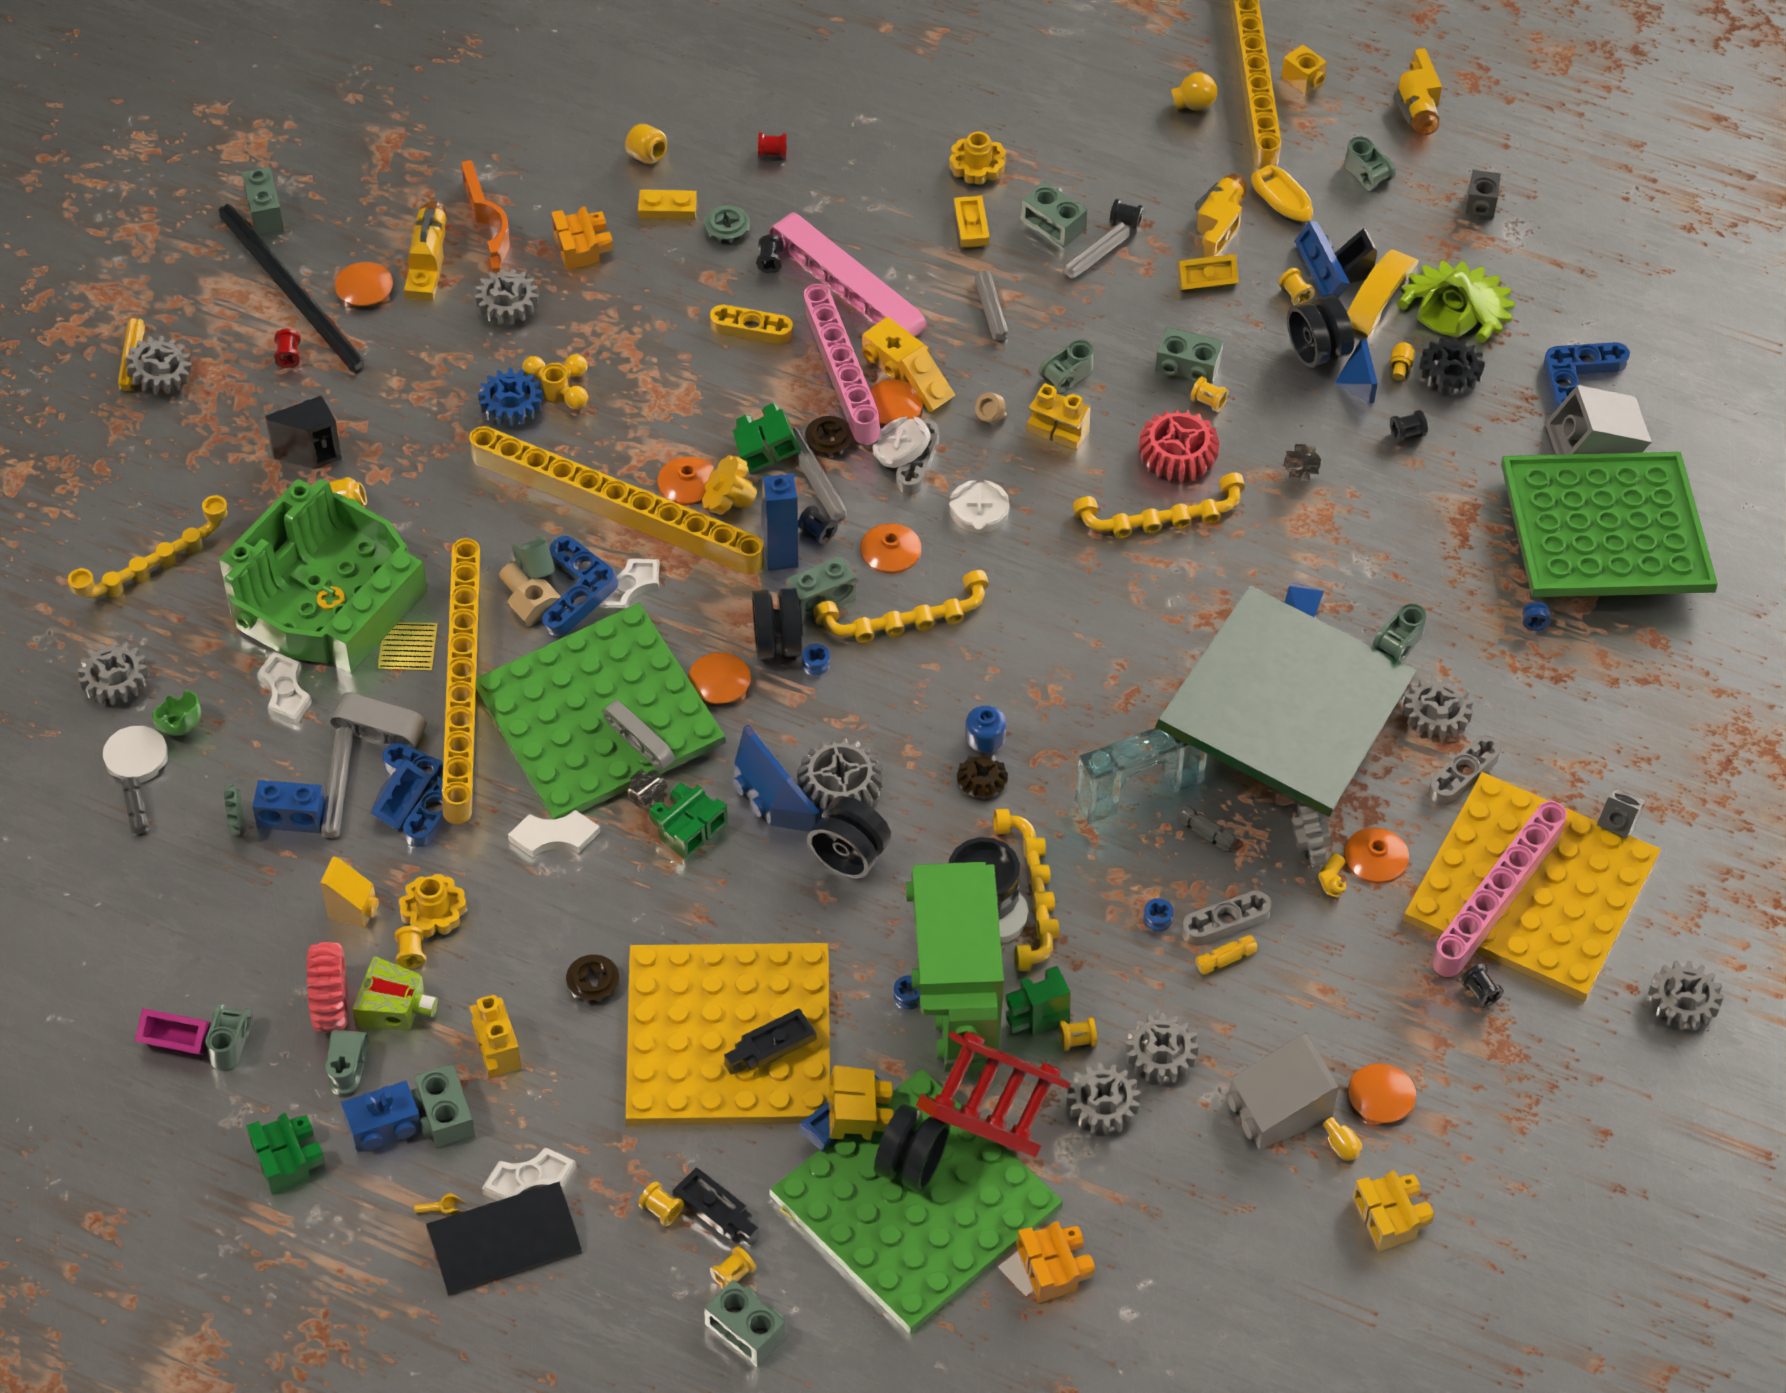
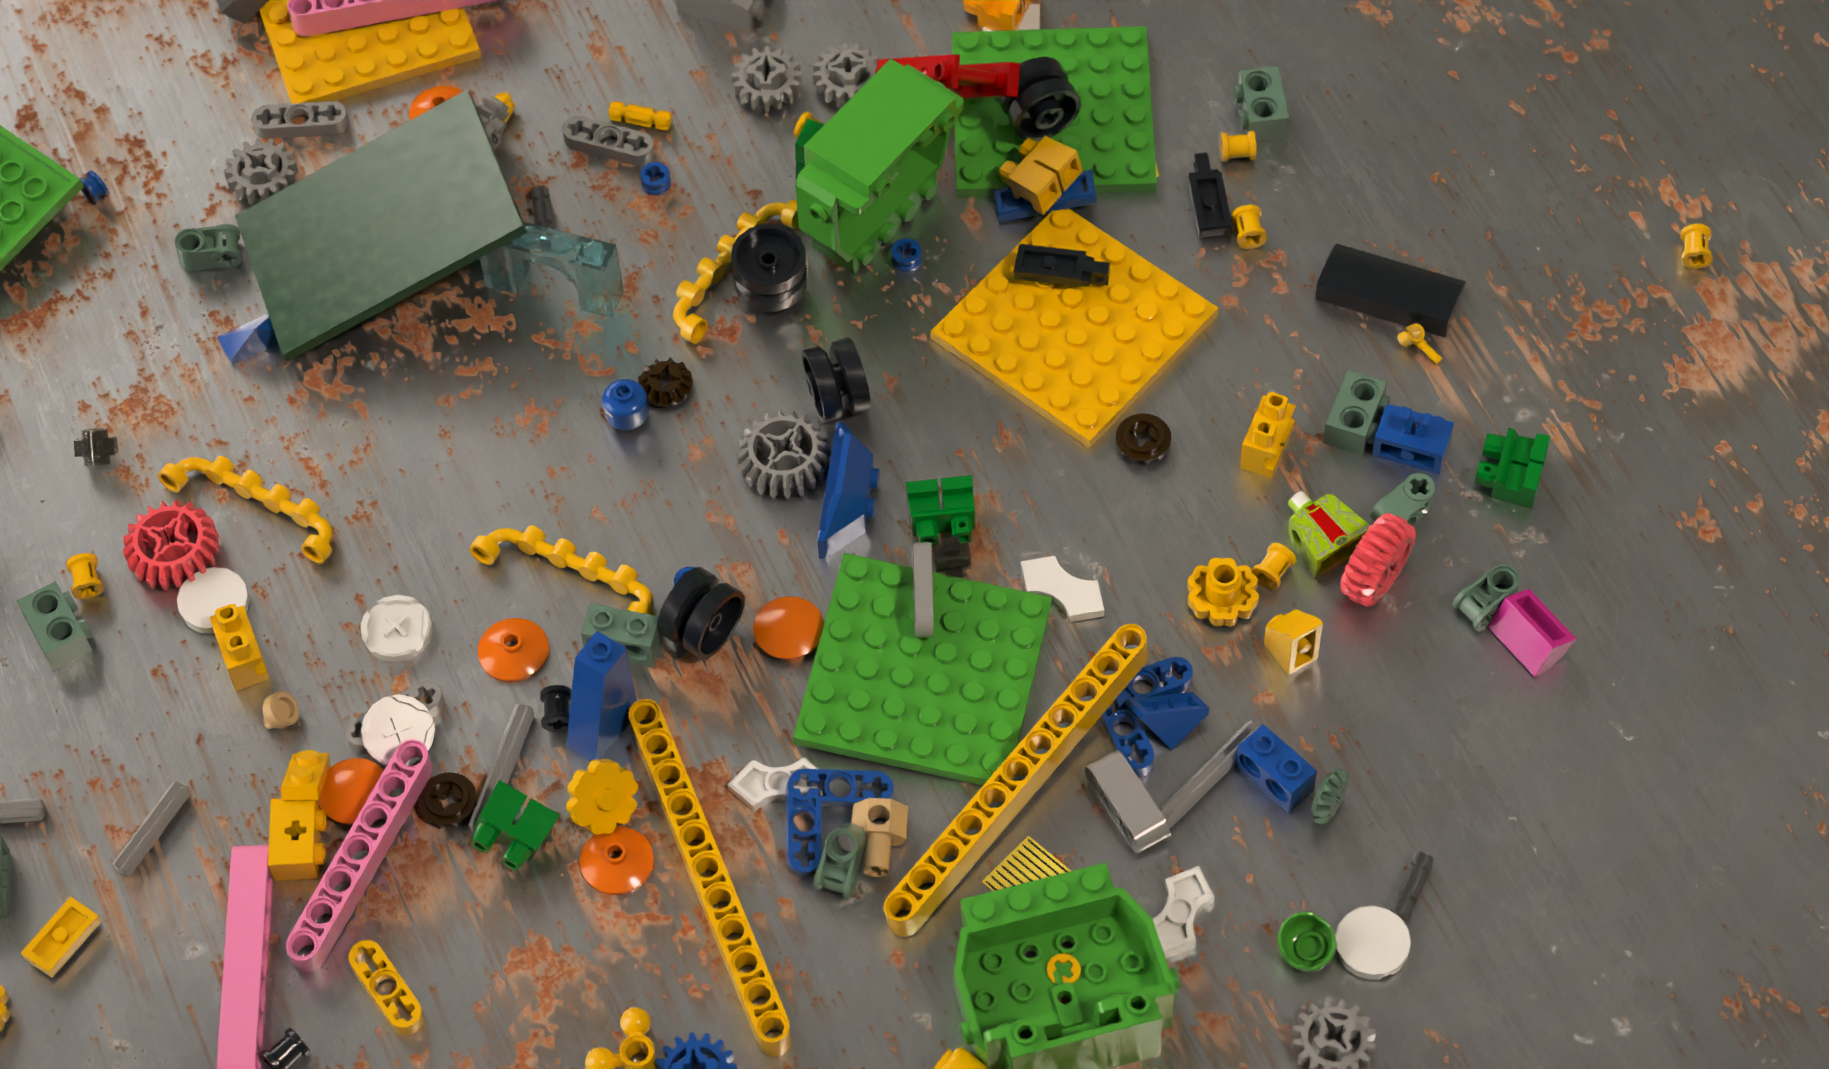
camera: 135 degrees left, 5 degrees up
(518, 1178) = (1344, 326): white tile -> none
(1069, 365) = (169, 698): sand green piece -> none
(1113, 441) = (207, 593): none -> white tile

